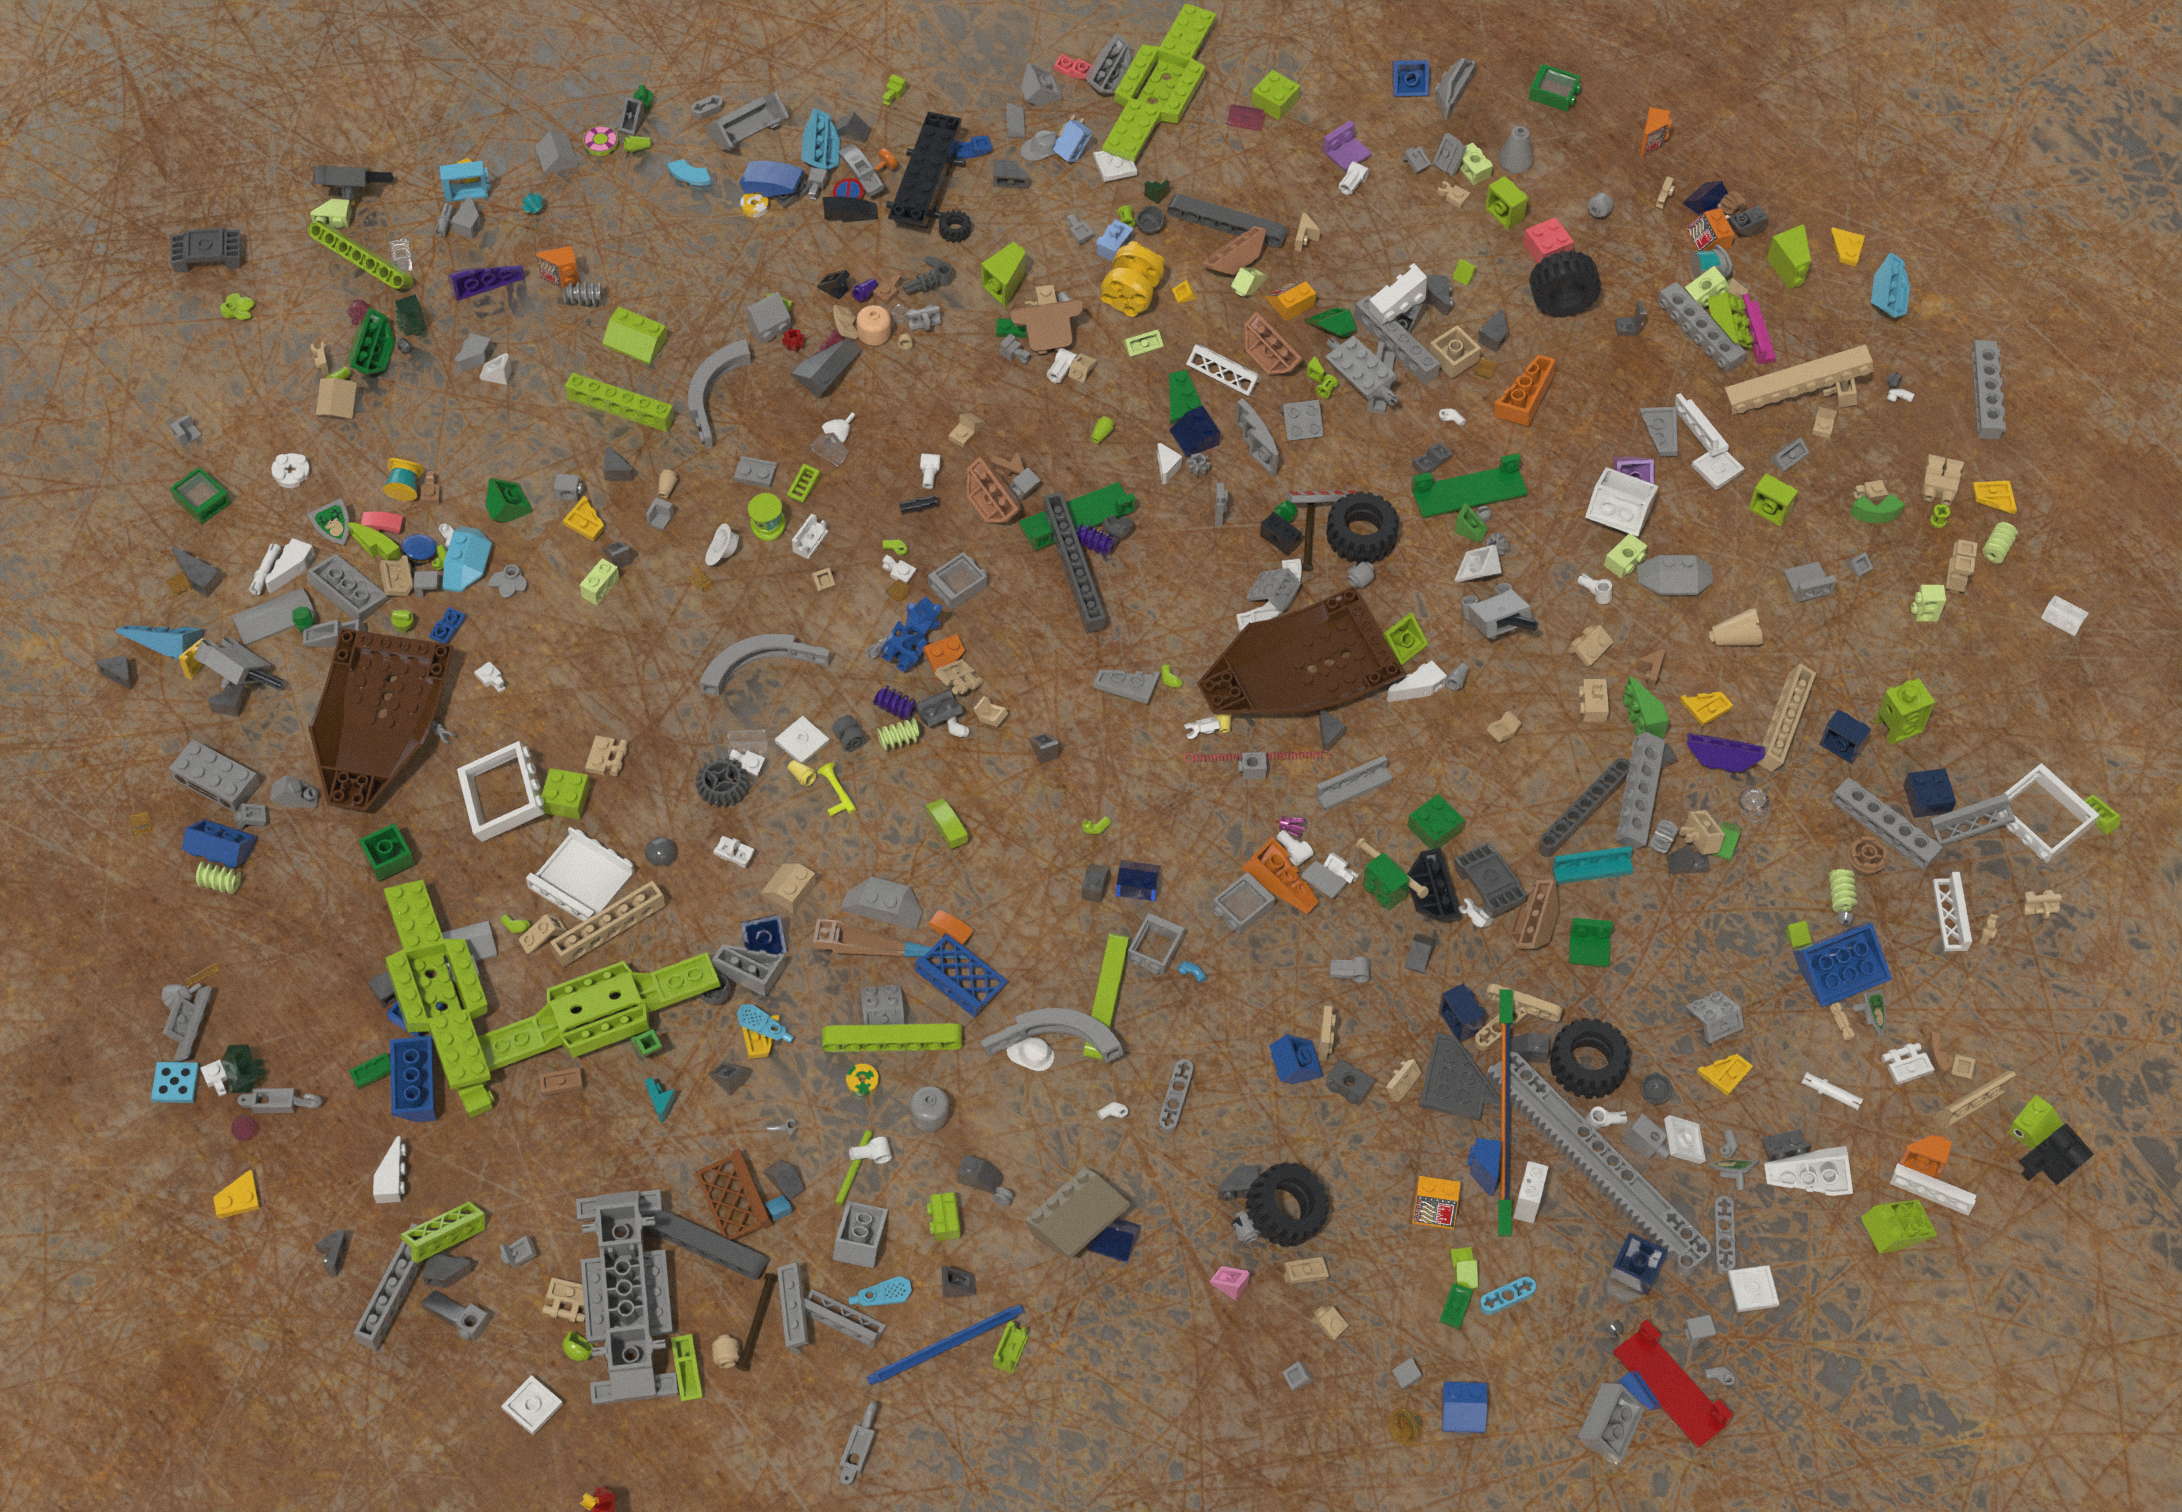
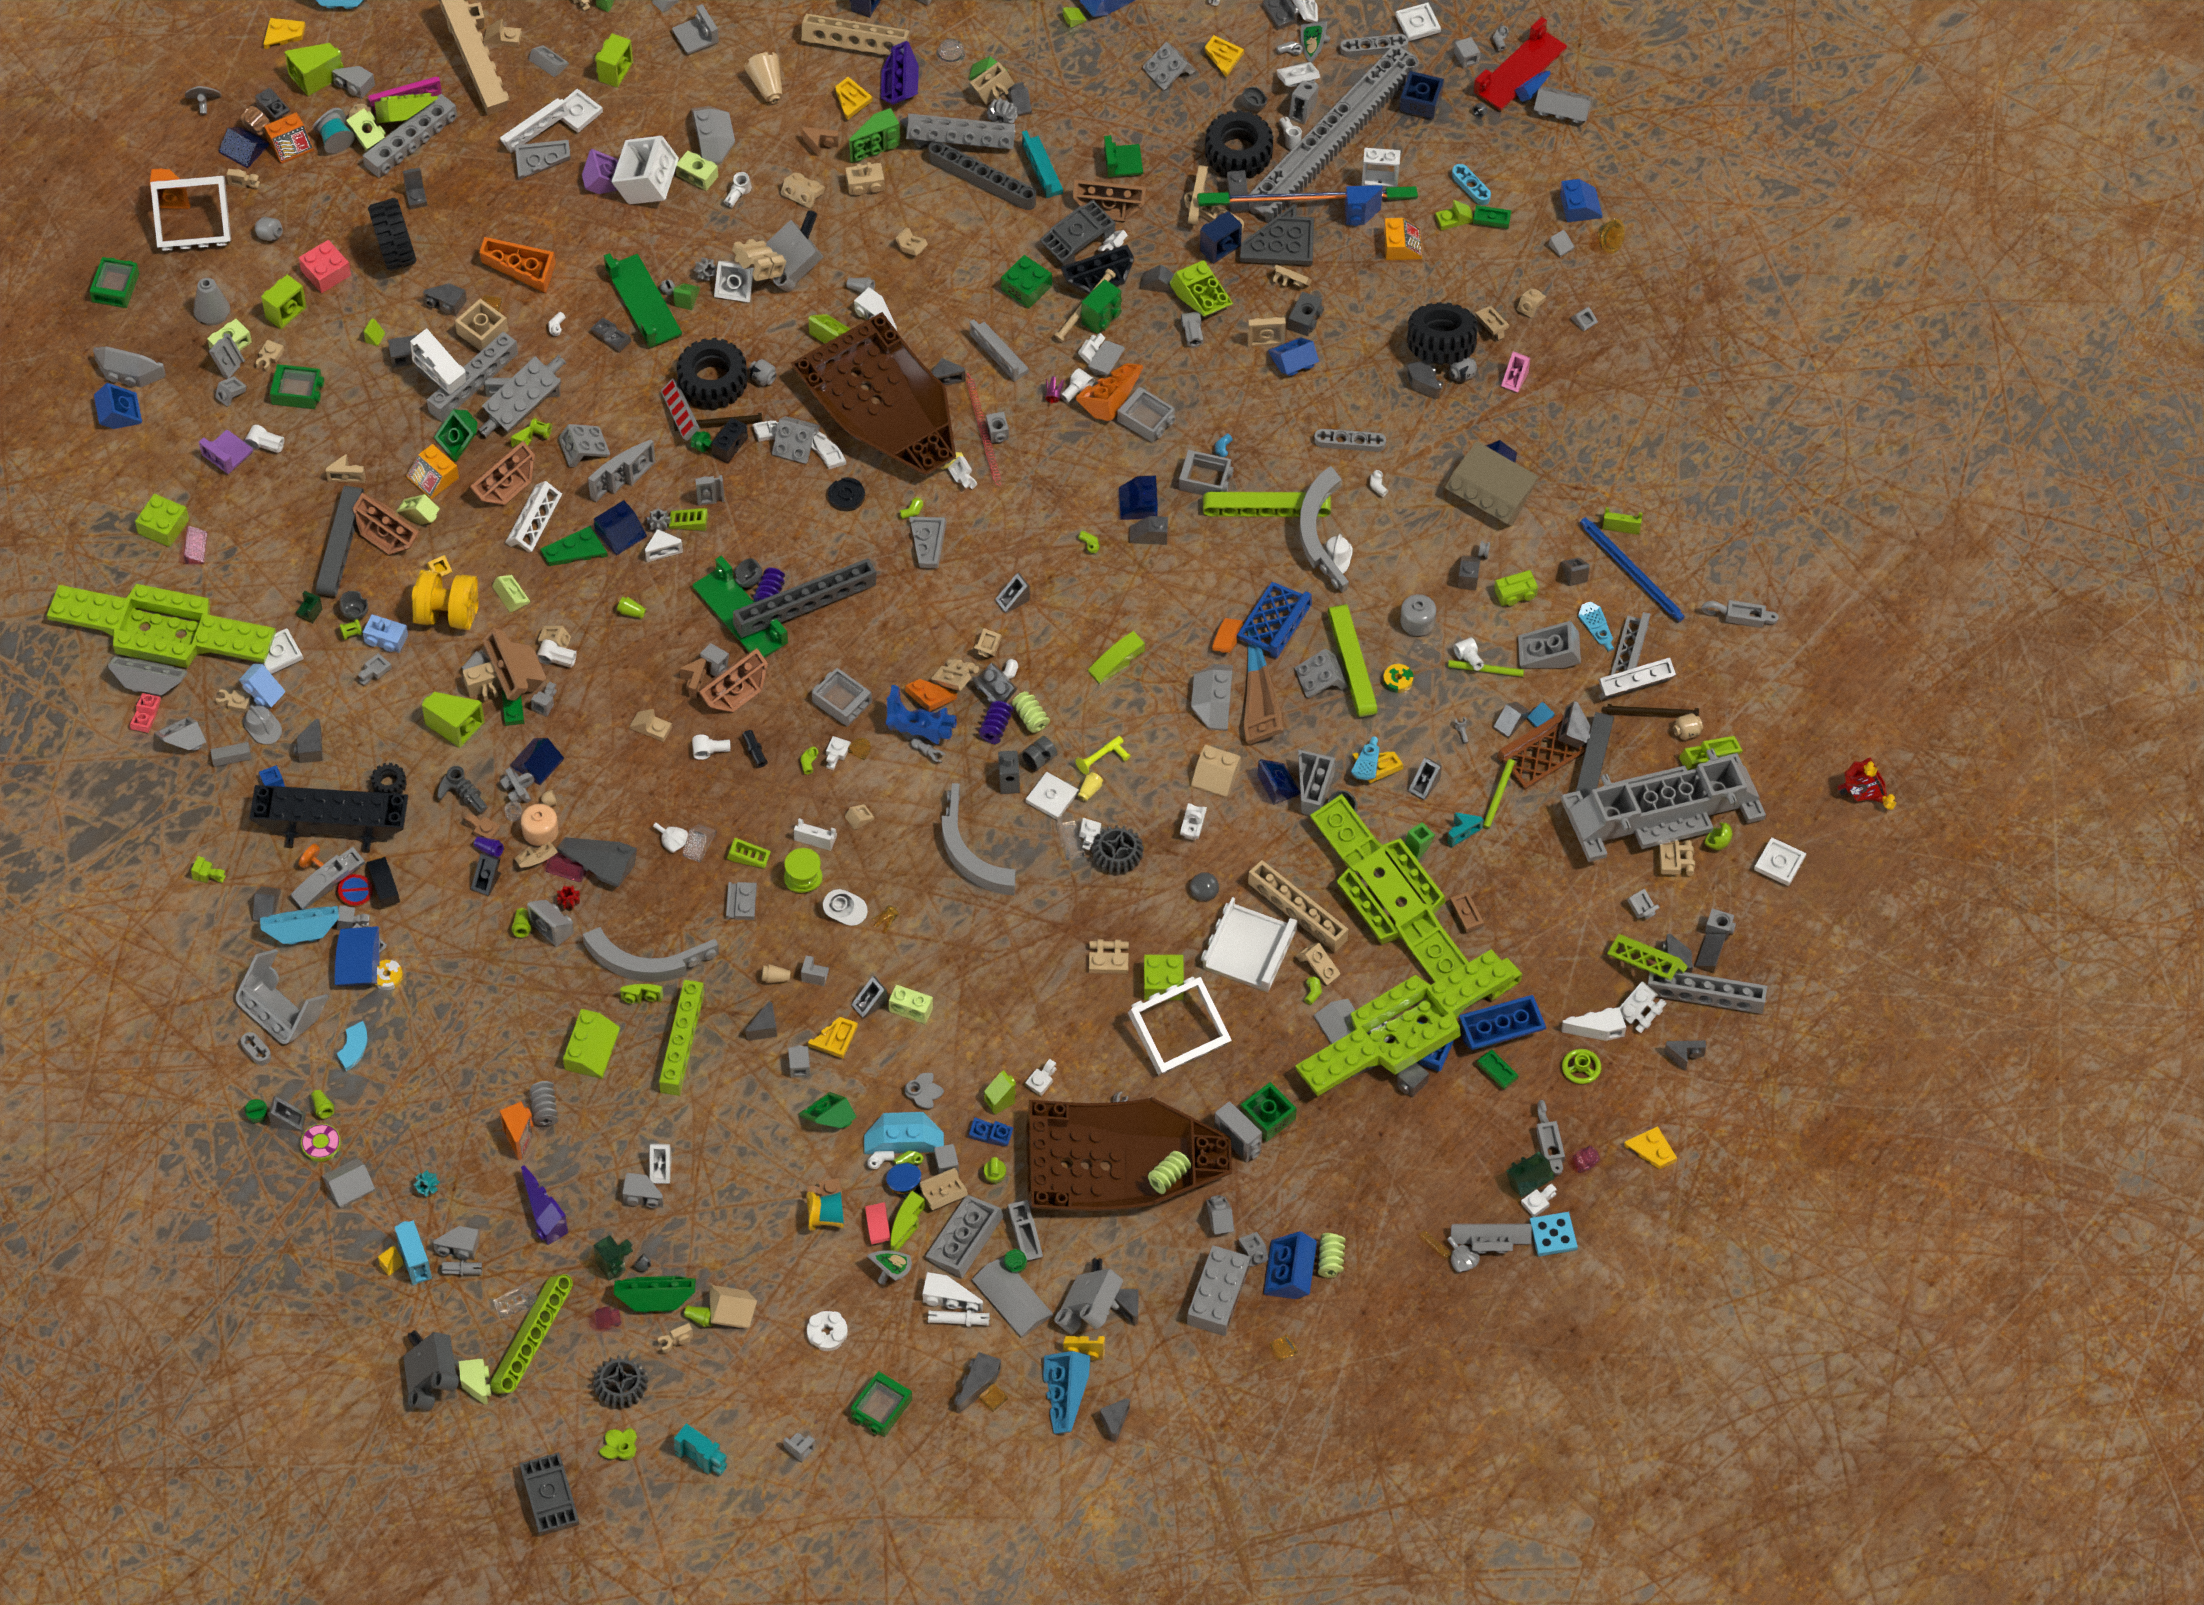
camera: 100 degrees left, 0 degrees up
(201, 354) = (700, 1449): none -> teal hips
(293, 313) = (637, 1382): none -> dark grey gear
(341, 748) = (1168, 1171): none -> yellowish green piece
(350, 1143) = (1583, 1057): none -> lime piece
(369, 818) = (1244, 1135): none -> light grey window
(397, 1217) = (1637, 1003): none -> white plate
(479, 636) = (1000, 1093): none -> lime slope
(675, 384) = (635, 993): none -> lime slope
(692, 1142) = (1498, 794): none -> lime bar
(744, 1226) = (1574, 726): none -> flat silver slope
(834, 702) = (1008, 766): none -> dark grey torso
(949, 338) = (538, 759): none -> clear blue slope
(1194, 502) = (699, 525): none -> lime slope
(1200, 626) = (846, 494): none -> black tile
(1393, 982) = (1200, 289): none -> lime slope
(1409, 206) = (296, 386): none -> green window
(1493, 574) = (761, 258): none -> tan hips
(1630, 160) = (186, 243): none -> white window
(1769, 171) = (201, 93): none -> light grey shield
(1776, 292) = (354, 79): none -> light grey slope

